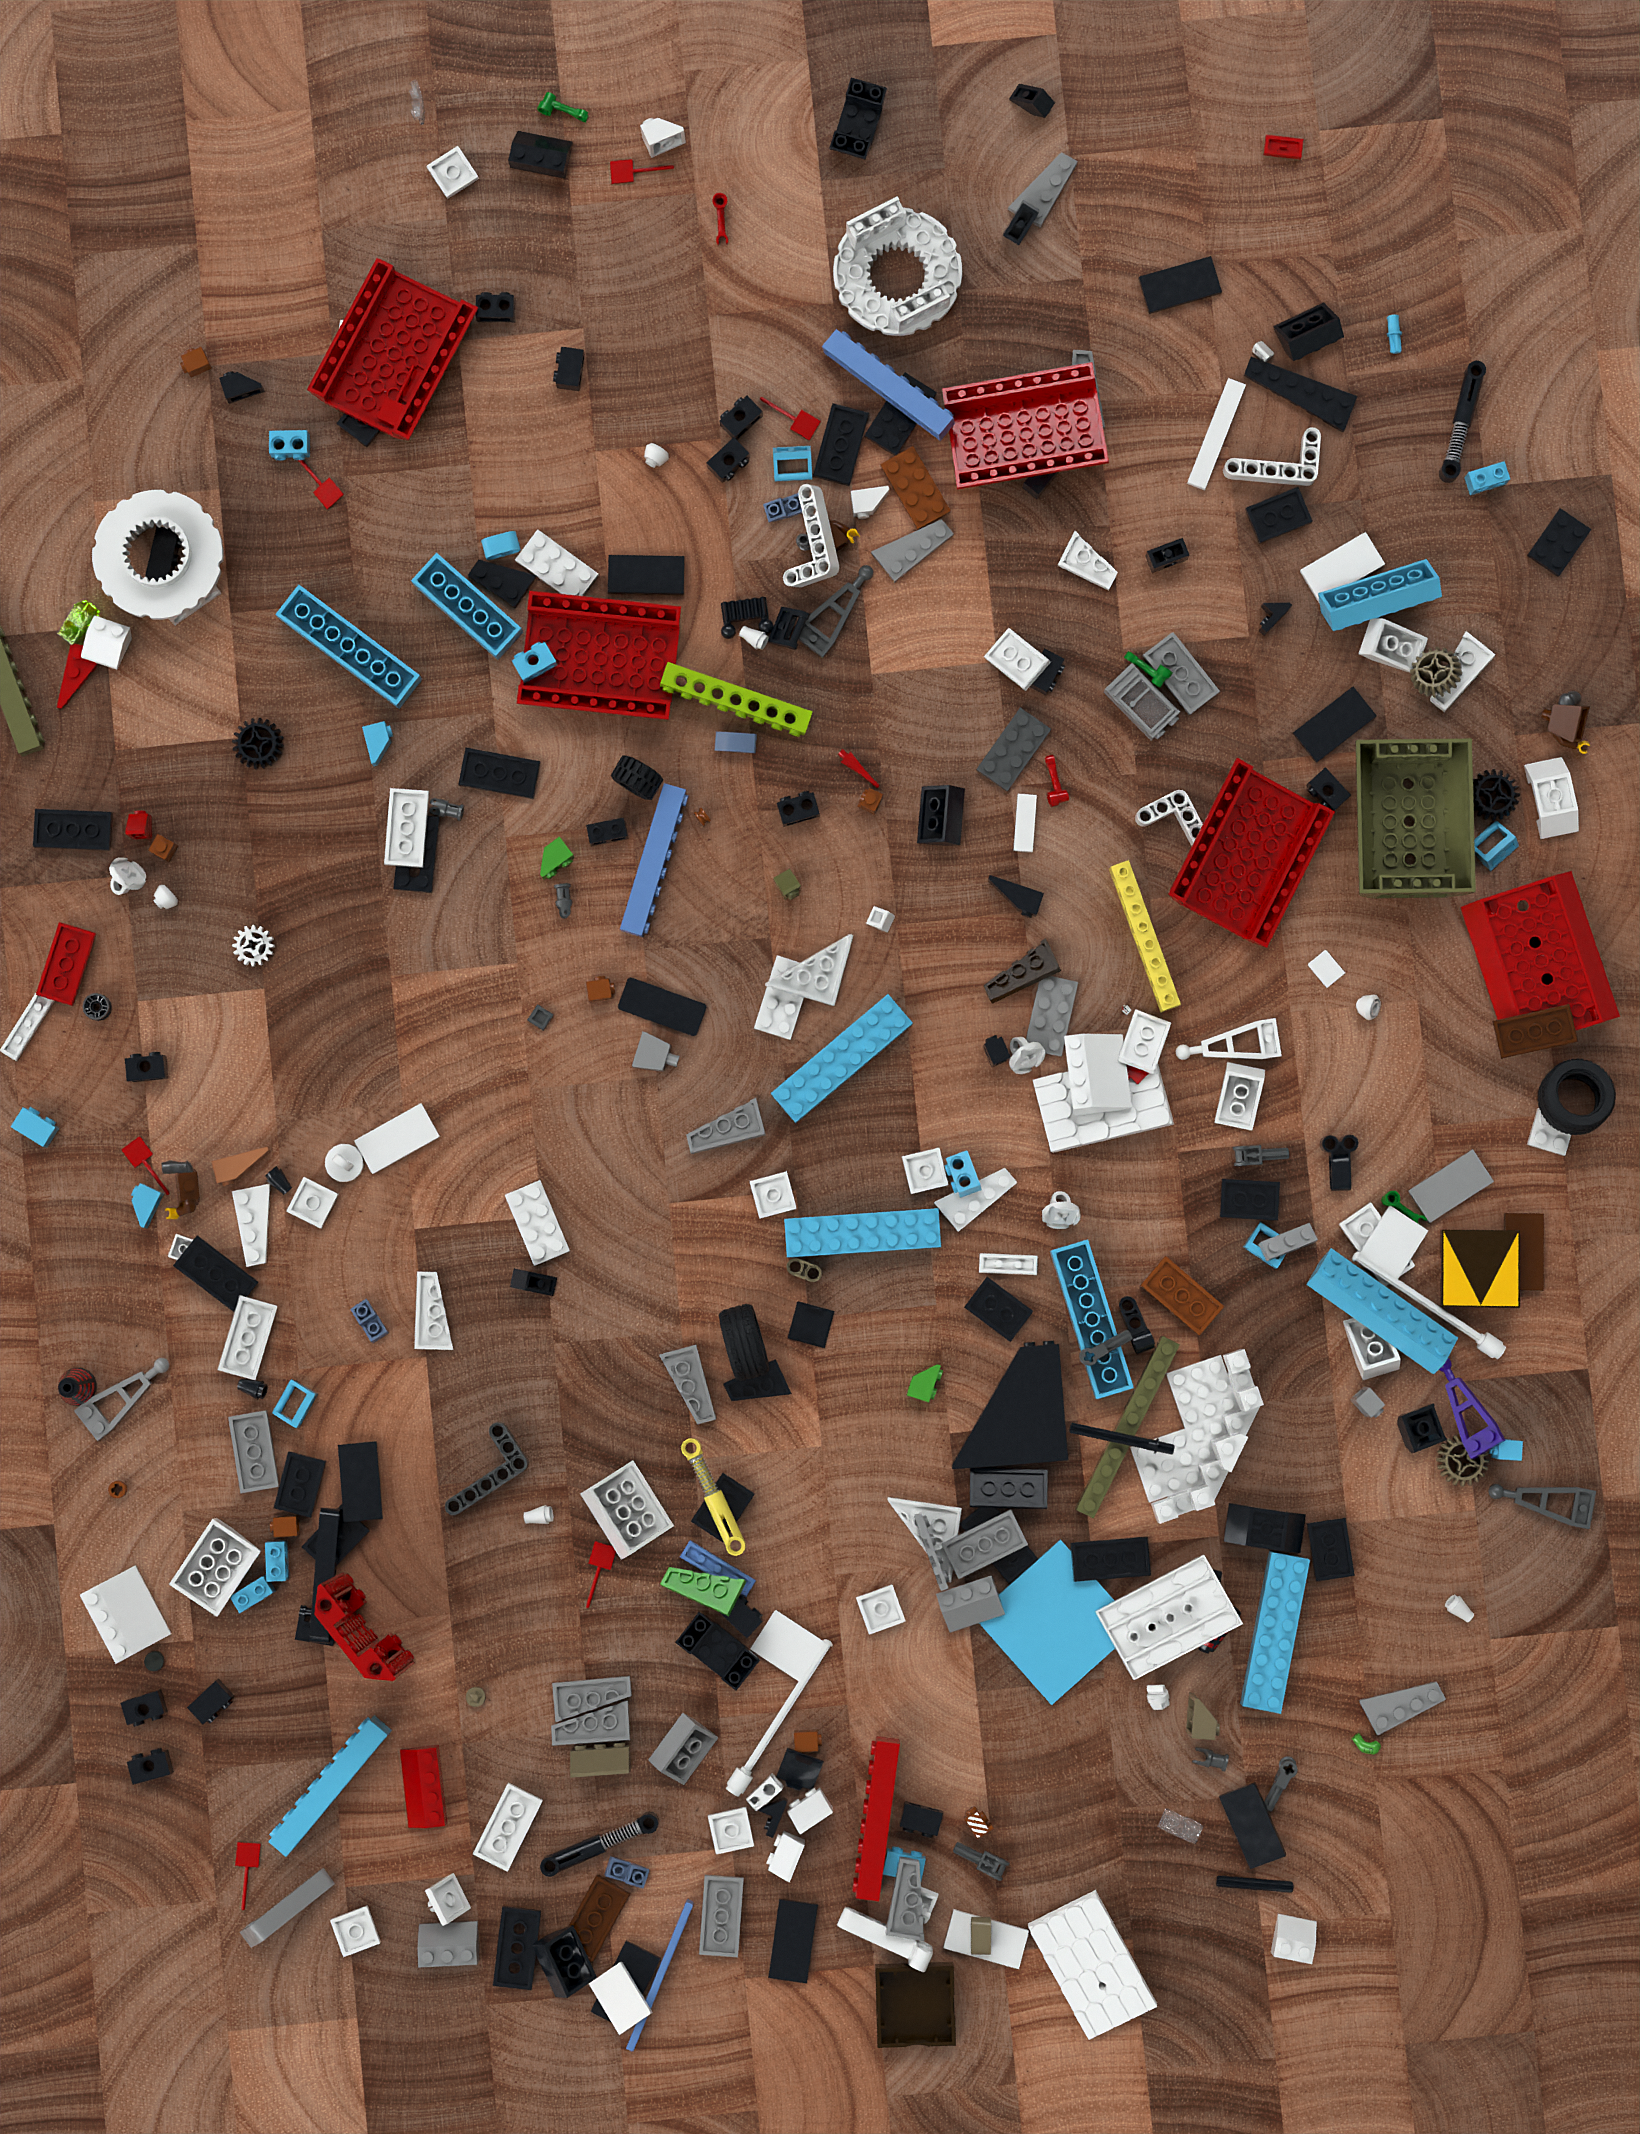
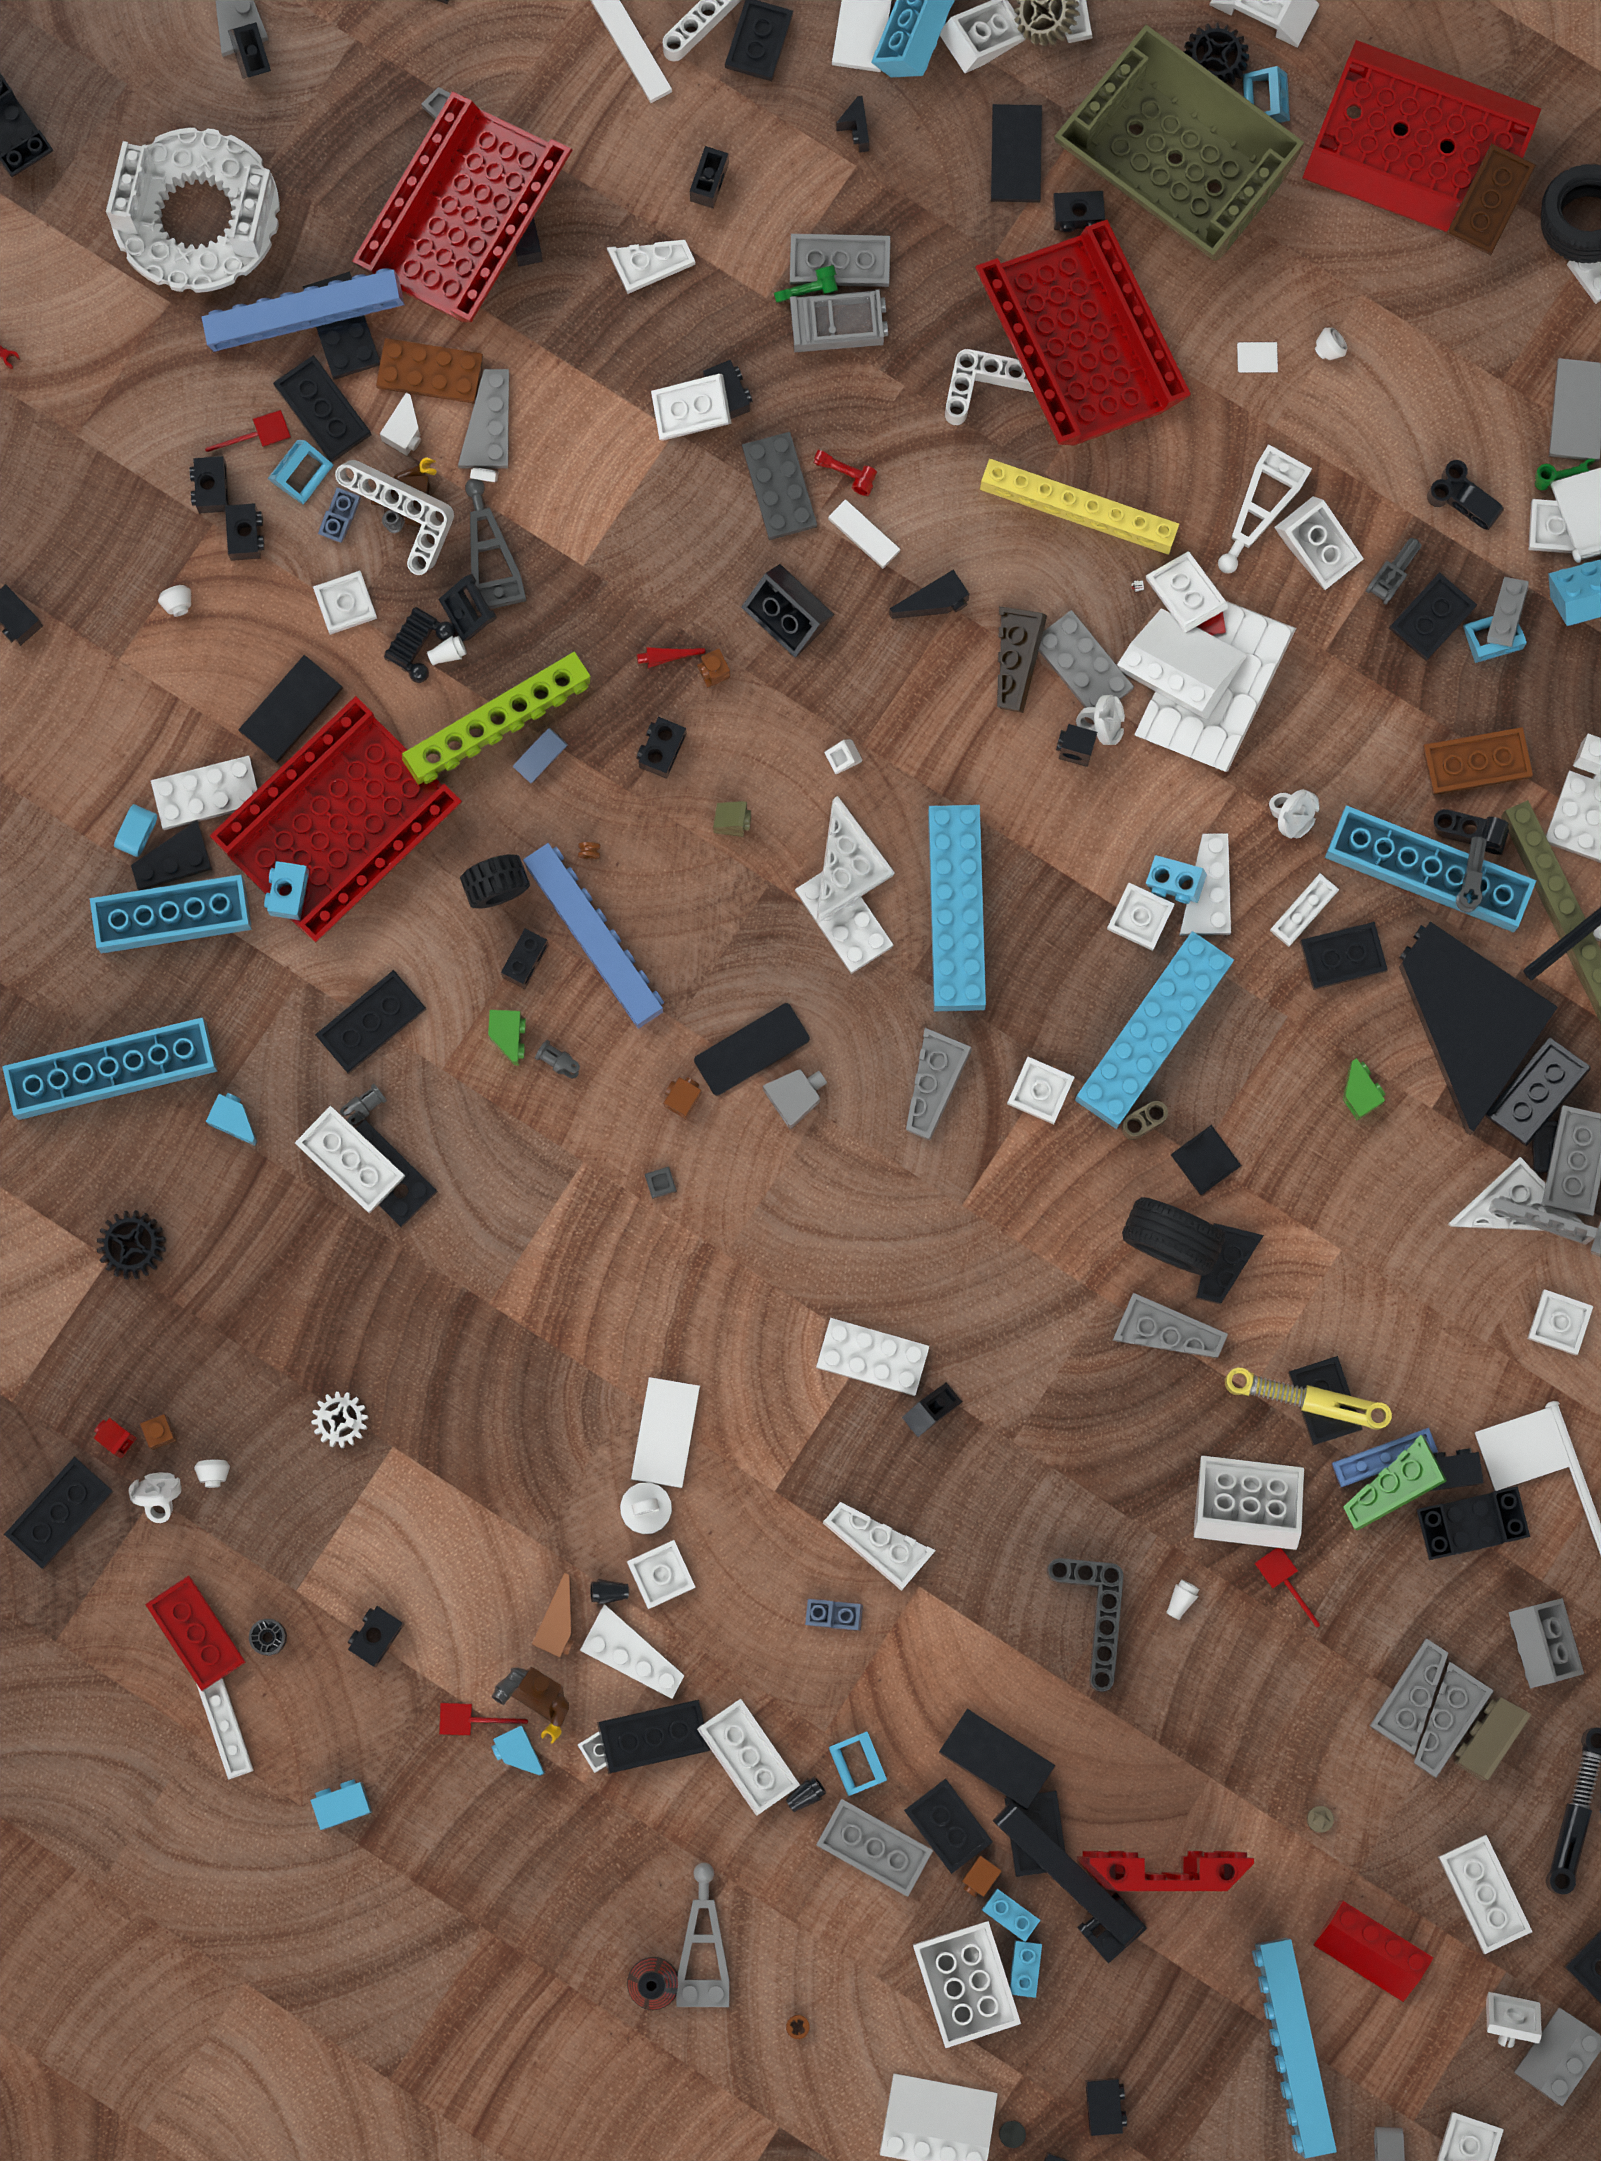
camera: 55 degrees left, 5 degrees down
(735, 553) = (345, 602): none -> white tile
(877, 571) = (484, 474): none -> white tile

